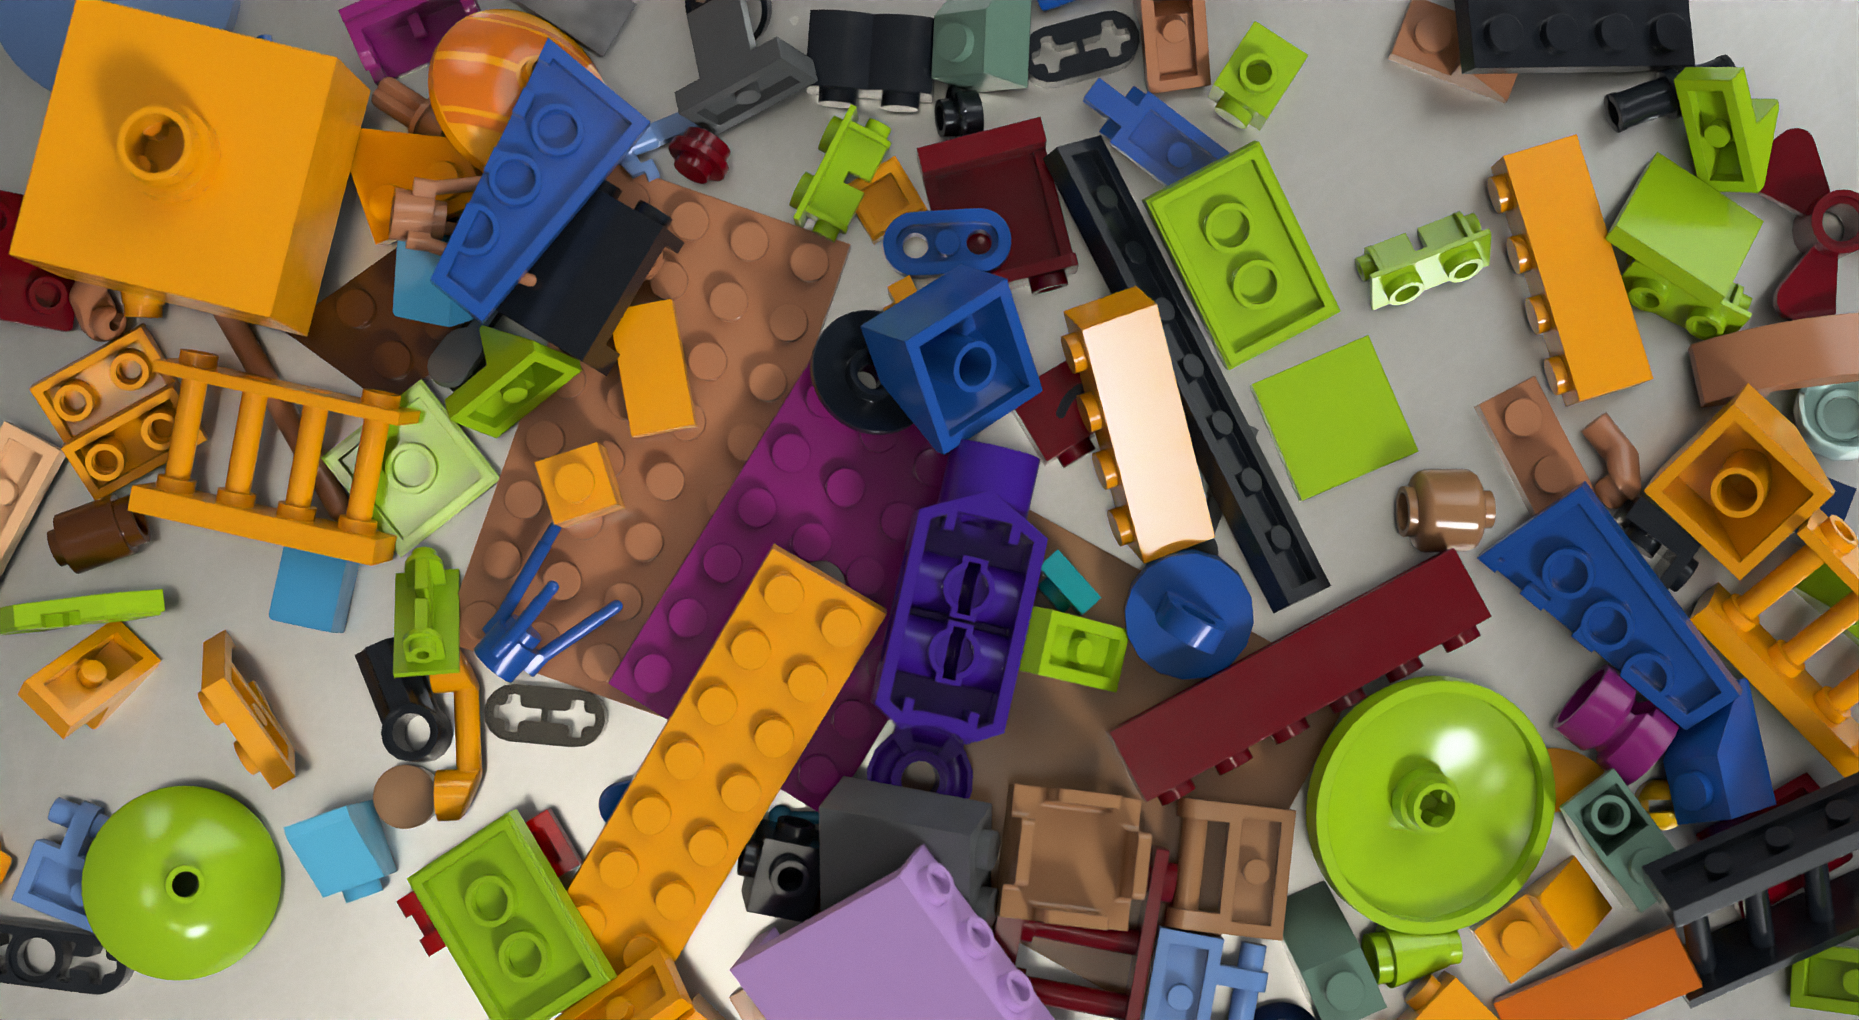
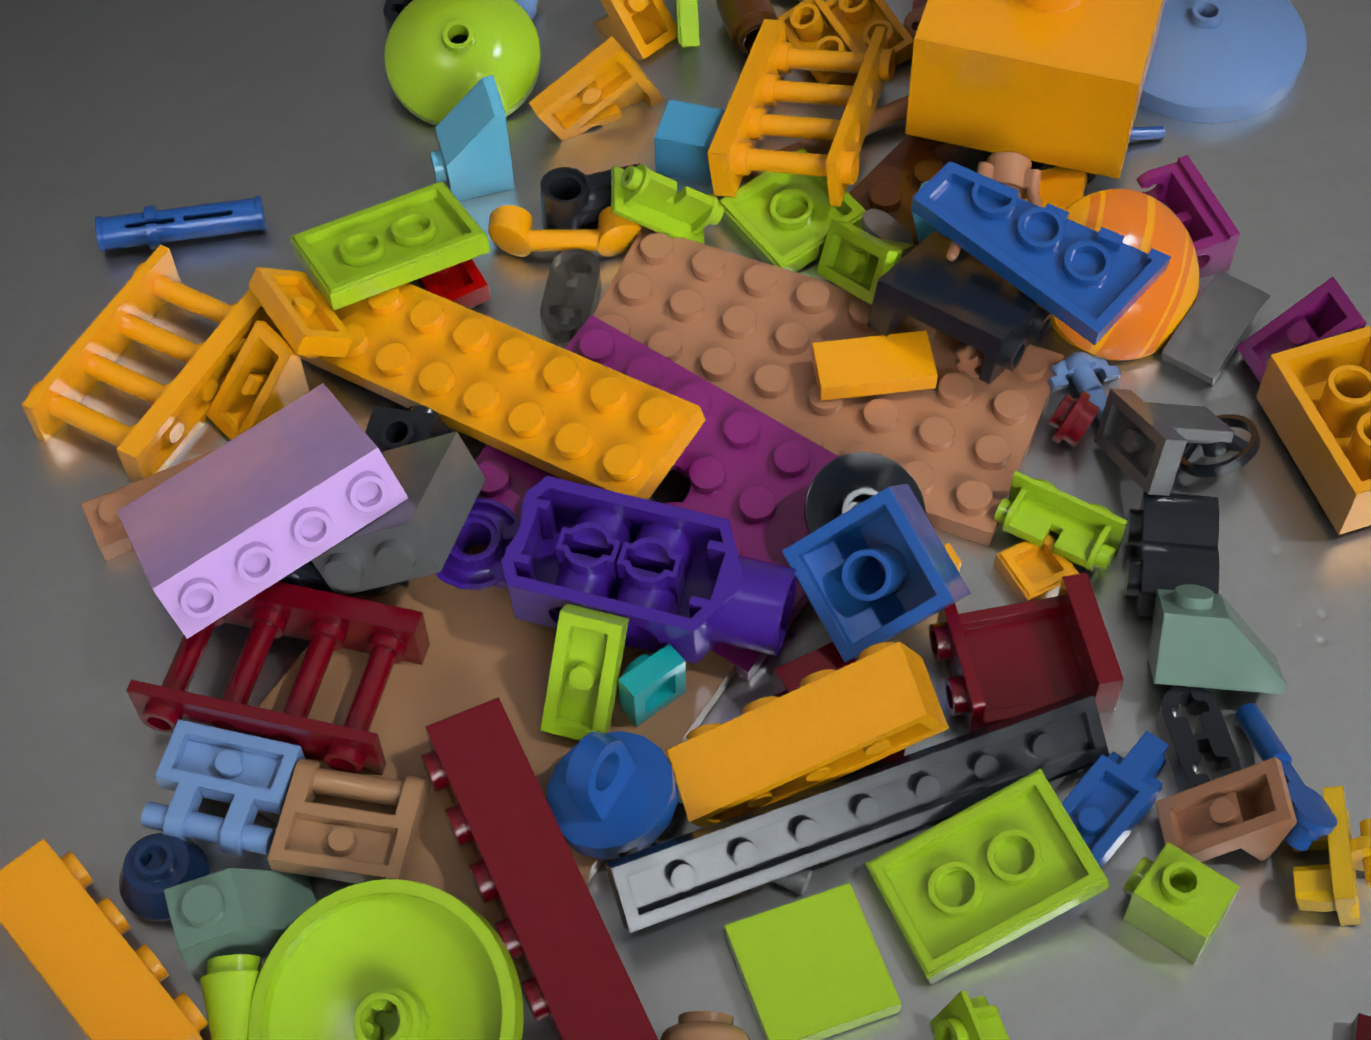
camera: 90 degrees right, 30 degrees down
(405, 796) = (517, 193): medium nougat tile -> none
(512, 640) = (637, 255): blue plant -> none
(580, 485) = (768, 298): light orange brick -> none
(946, 238) = (994, 605): blue plate -> none
(959, 113) = (1126, 626): black plate -> none
(1071, 857) = (378, 647): medium nougat panel -> none

